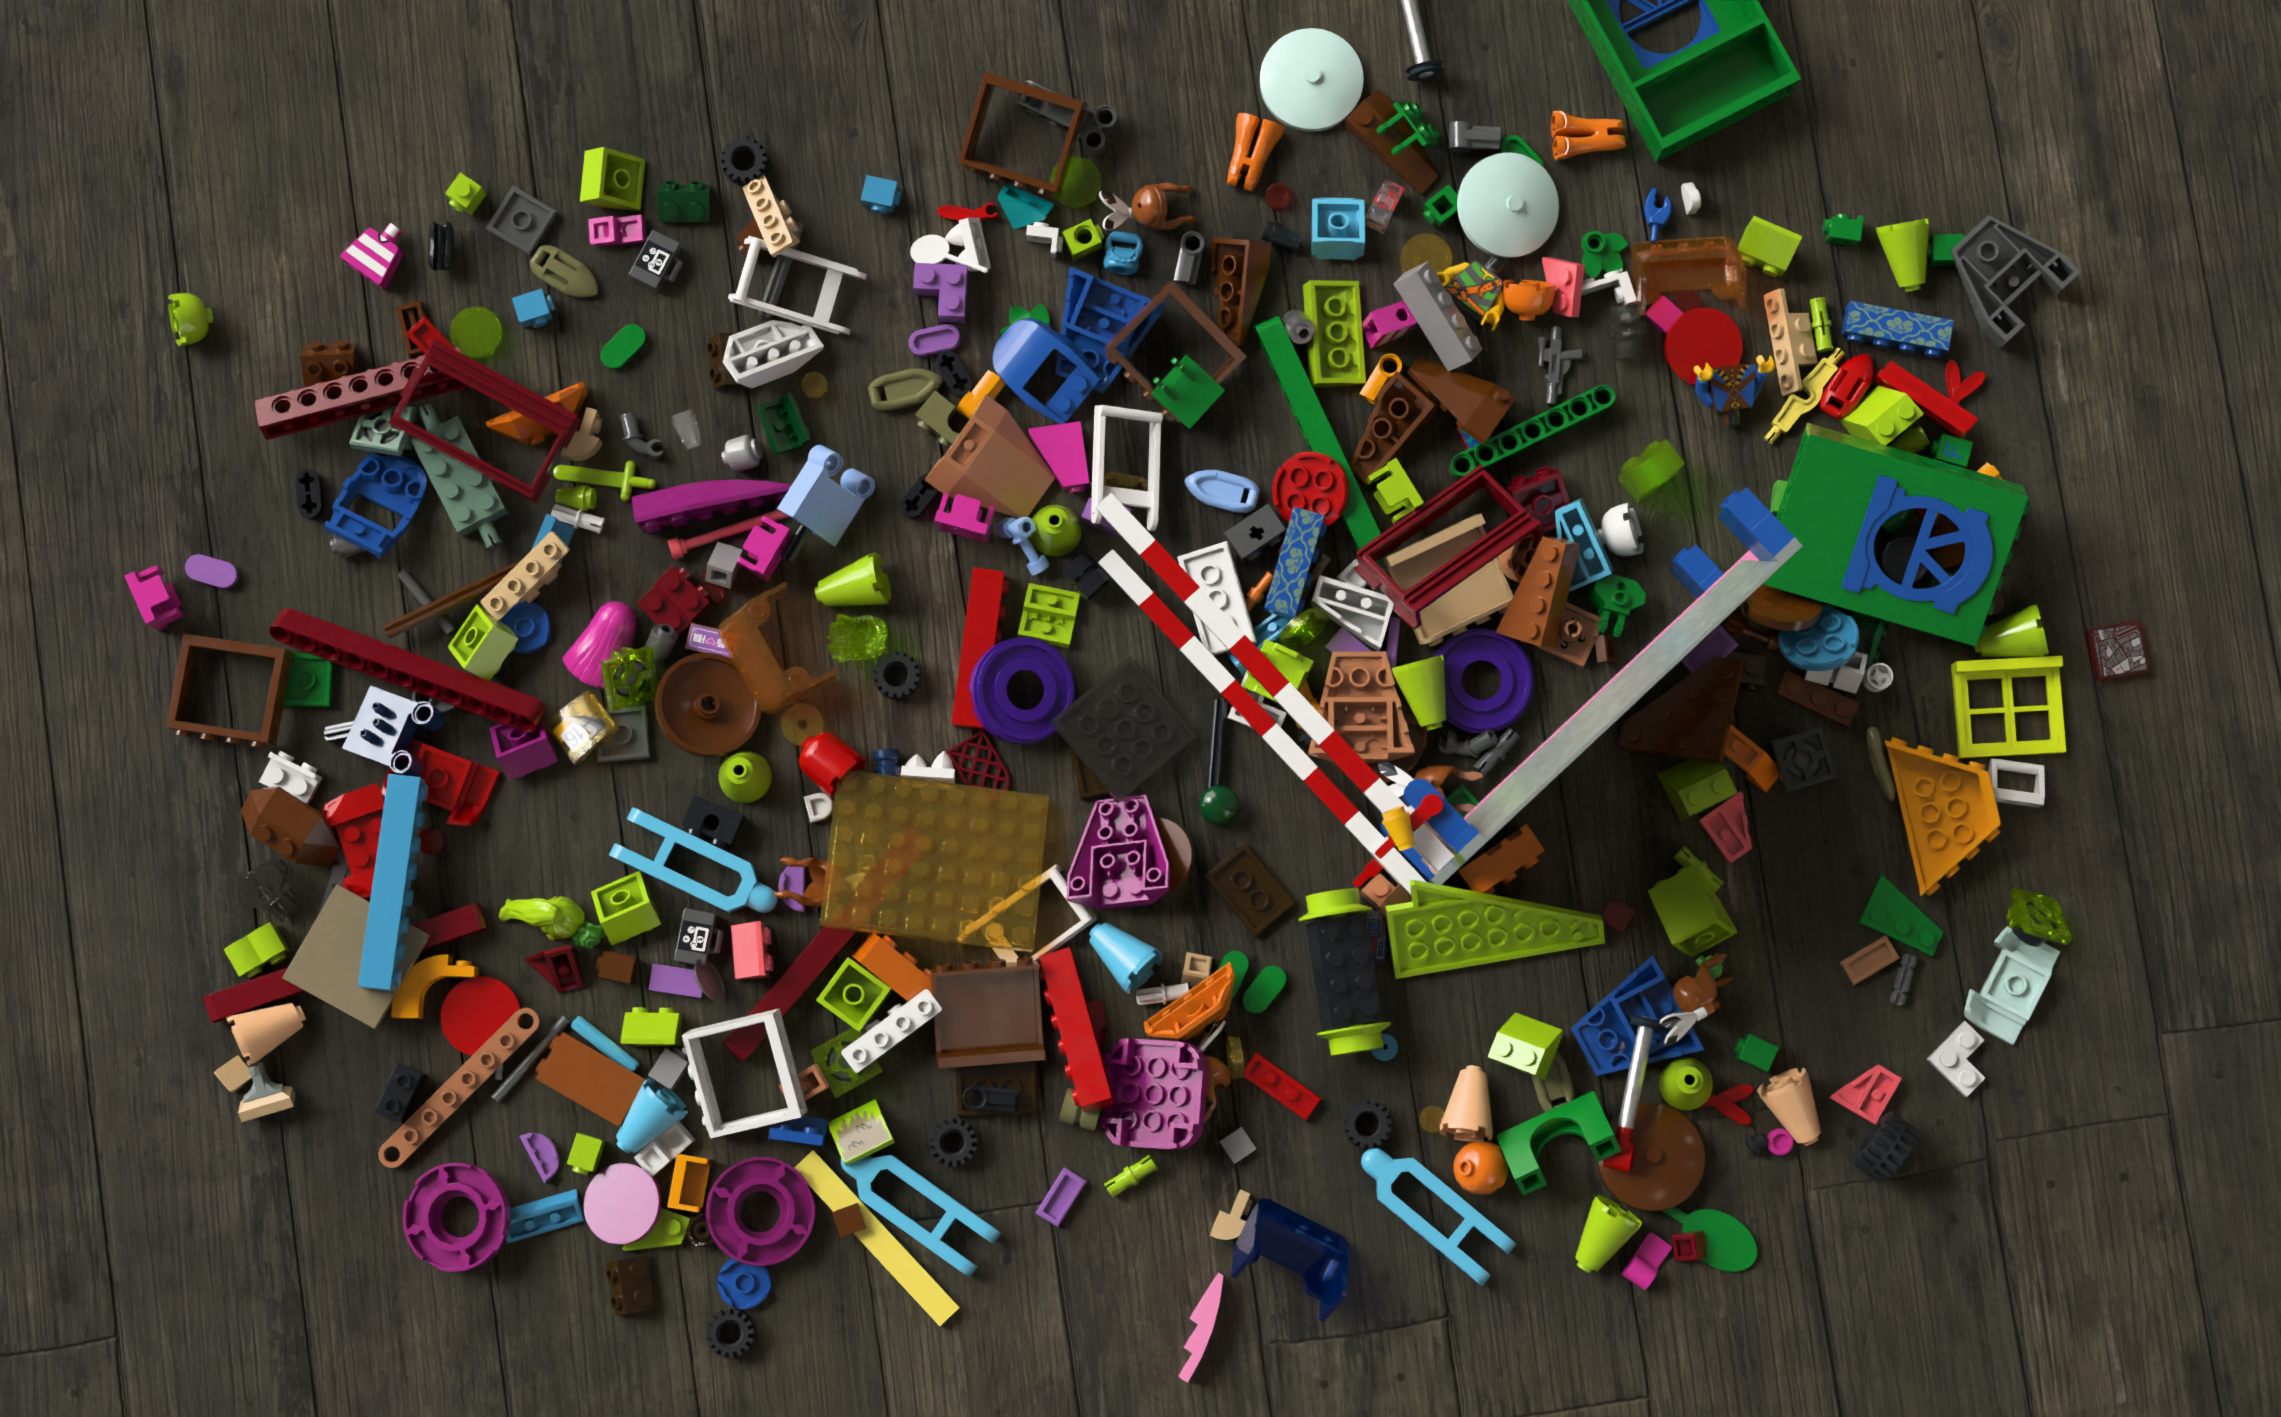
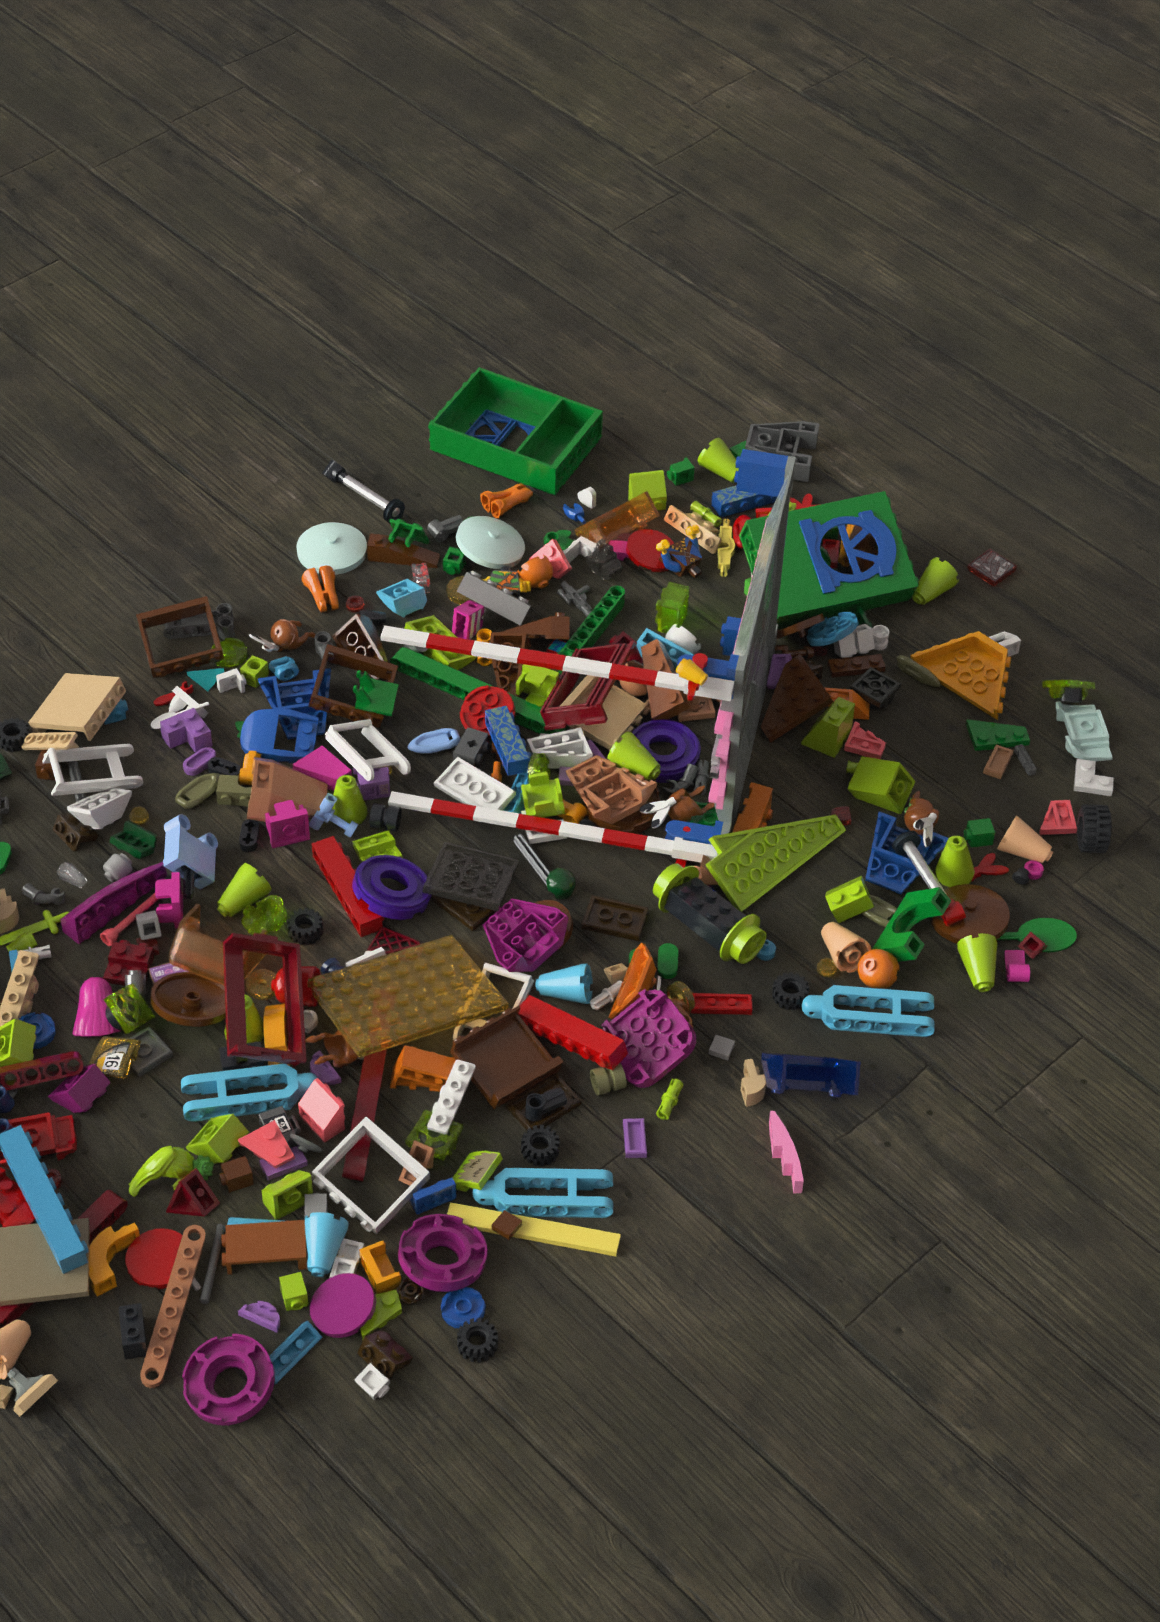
camera: 35 degrees left, 35 degrees down
(596, 1313) = (373, 1382): none -> white bracket
(668, 958) = (268, 1144): none -> coral wing
(726, 775) = (235, 998): none -> dark red piece
(768, 809) = (275, 1028): none -> light orange arch
(837, 172) = (78, 704): none -> tan panel
(854, 994) = (410, 1091): lime slope -> none
(2005, 670) = (945, 599): neon yellow window -> none

